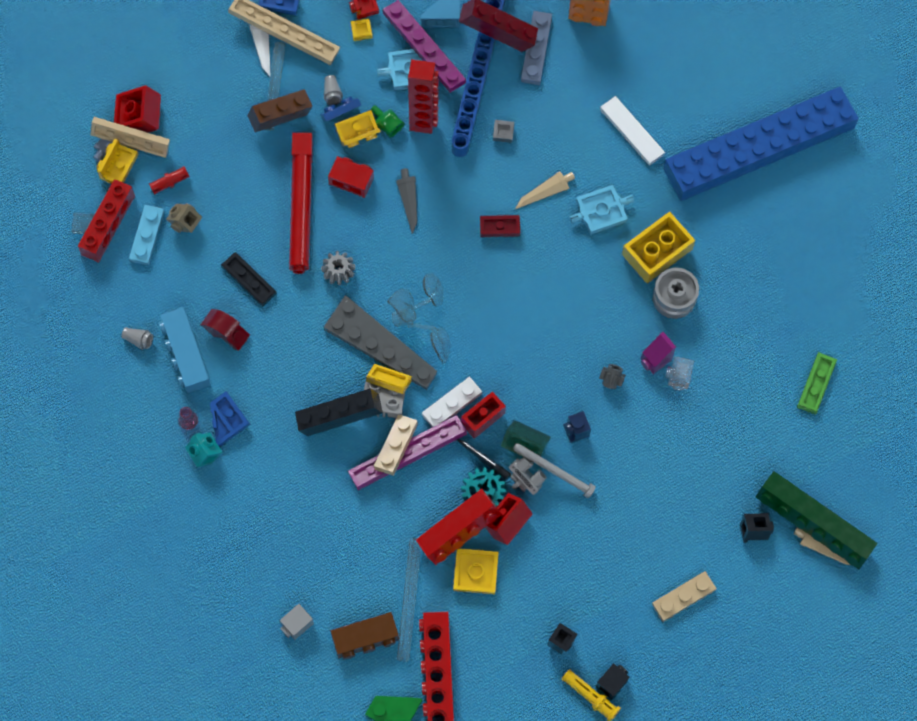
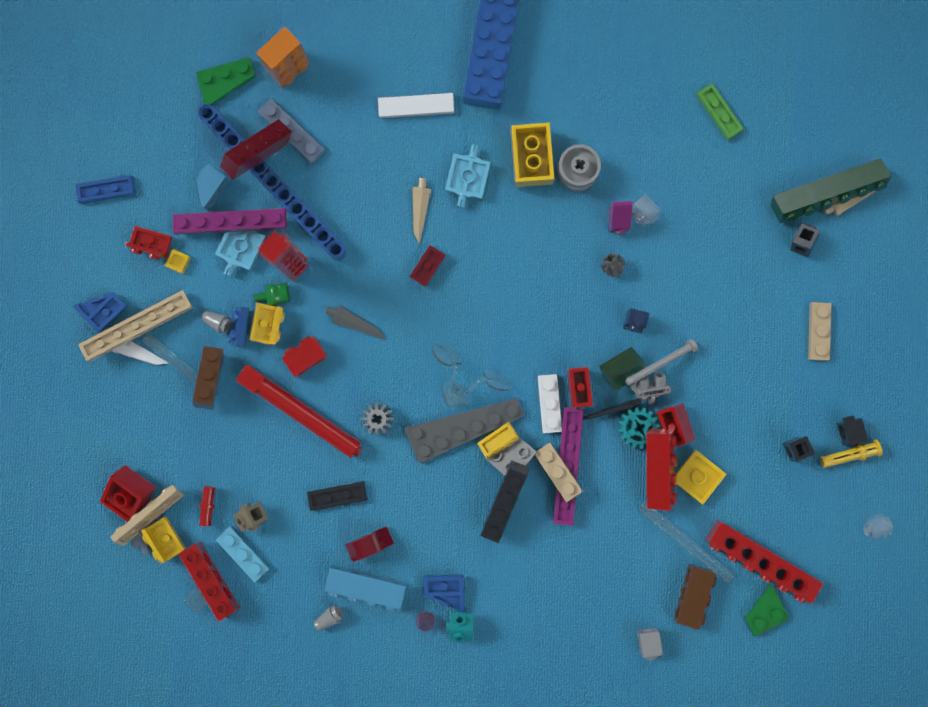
camera: 50 degrees left, 15 degrees up
(503, 131) = (347, 207): flat silver plate -> none

